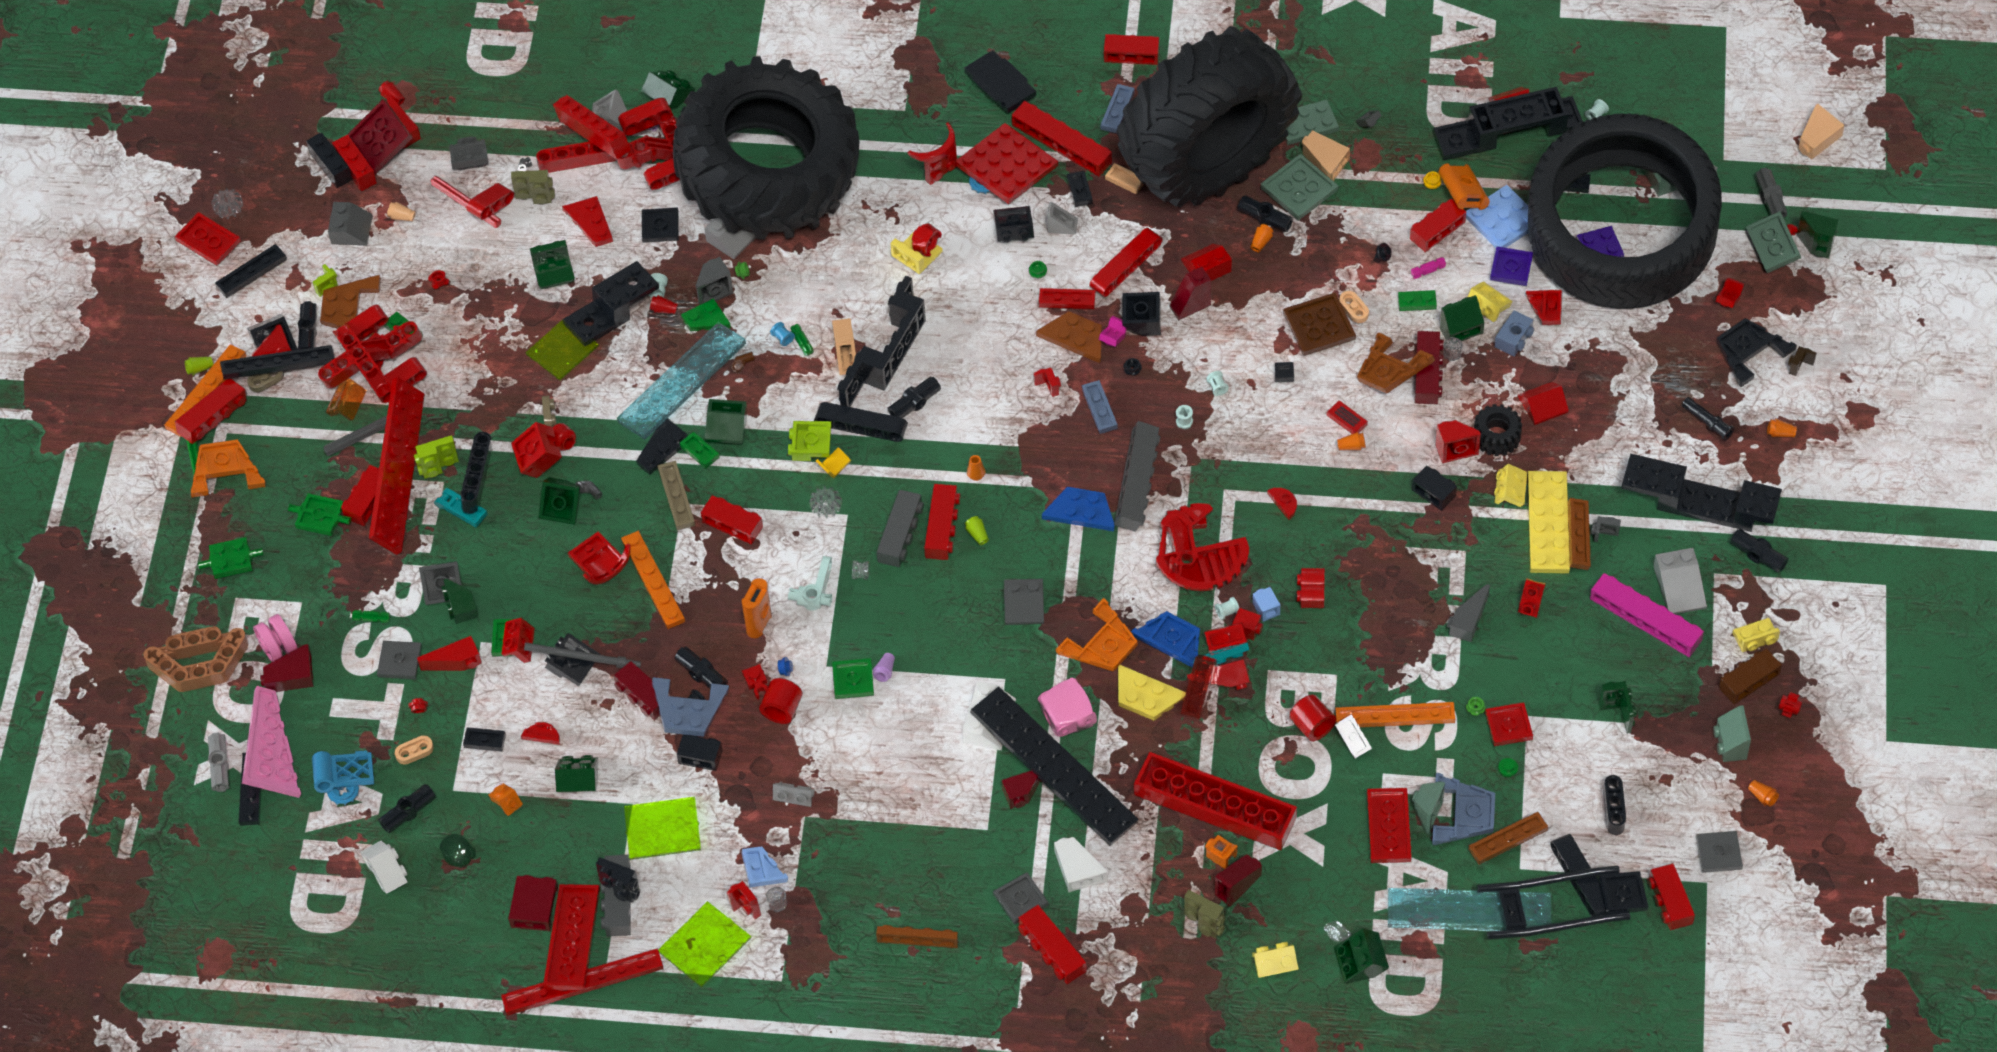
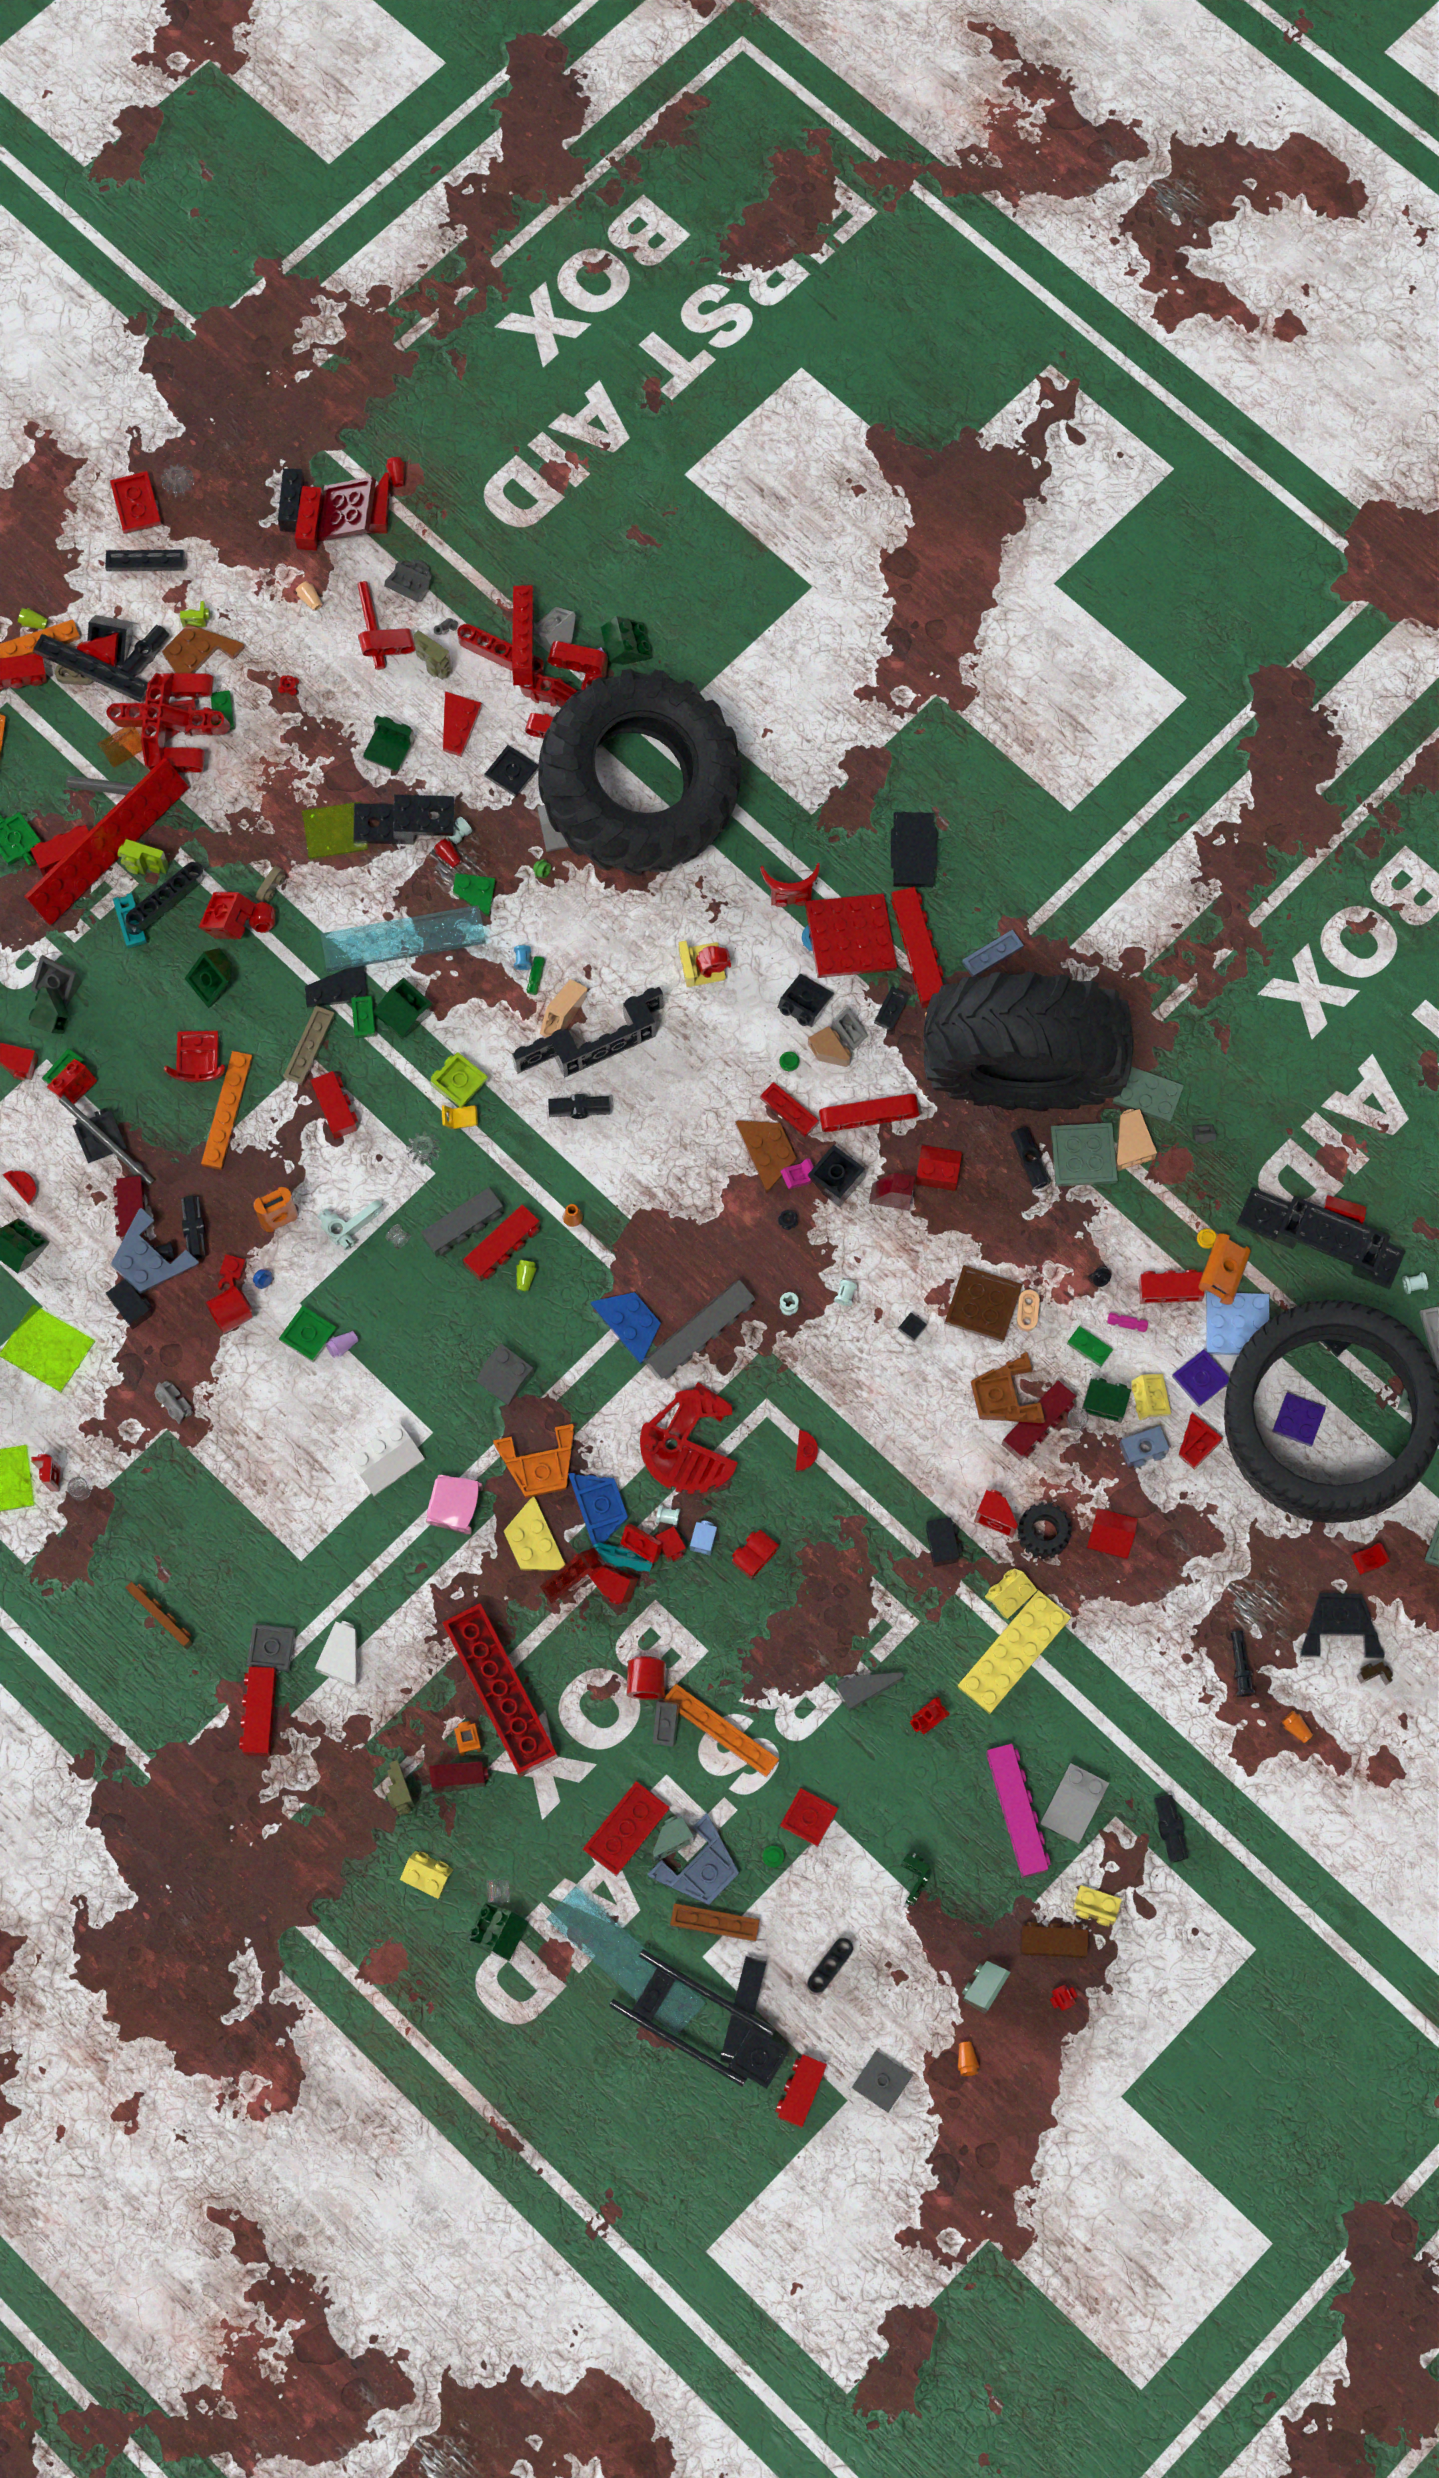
camera: 35 degrees right, 15 degrees up
(349, 224) = (258, 576): dark grey slope -> none
(589, 487) = (246, 981): flat silver arm -> none
(714, 281) = (502, 863): dark grey slope -> none
(740, 361) = (468, 956): reddish brown arm -> none
(761, 868) = (90, 1450): light blue wing -> none
(862, 421) = (516, 1094): black beam -> none
(1020, 788) = (355, 1547): dark red slope -> none
(1048, 377) = (707, 1181): red bracket -> none
(1054, 766) = (395, 1550): black plate -> none
(1059, 241) = (828, 1049): none -> medium nougat slope
(1099, 407) = (726, 1236): sand blue plate -> none
(1131, 49) = (1055, 903): red brick -> none
(1261, 238) = (1006, 1179): orange cone -> none
(1347, 417) = (928, 1413): red tile -> none
(1352, 442) = (912, 1442): orange cone -> none
(1475, 701) = (796, 1771): bright green plate -> none
(1579, 533) = (1028, 1686): dark orange plate -> none
(1607, 526) = (1061, 1699): dark grey bracket -> none
(1699, 499) = (1162, 1735): black bracket -> none

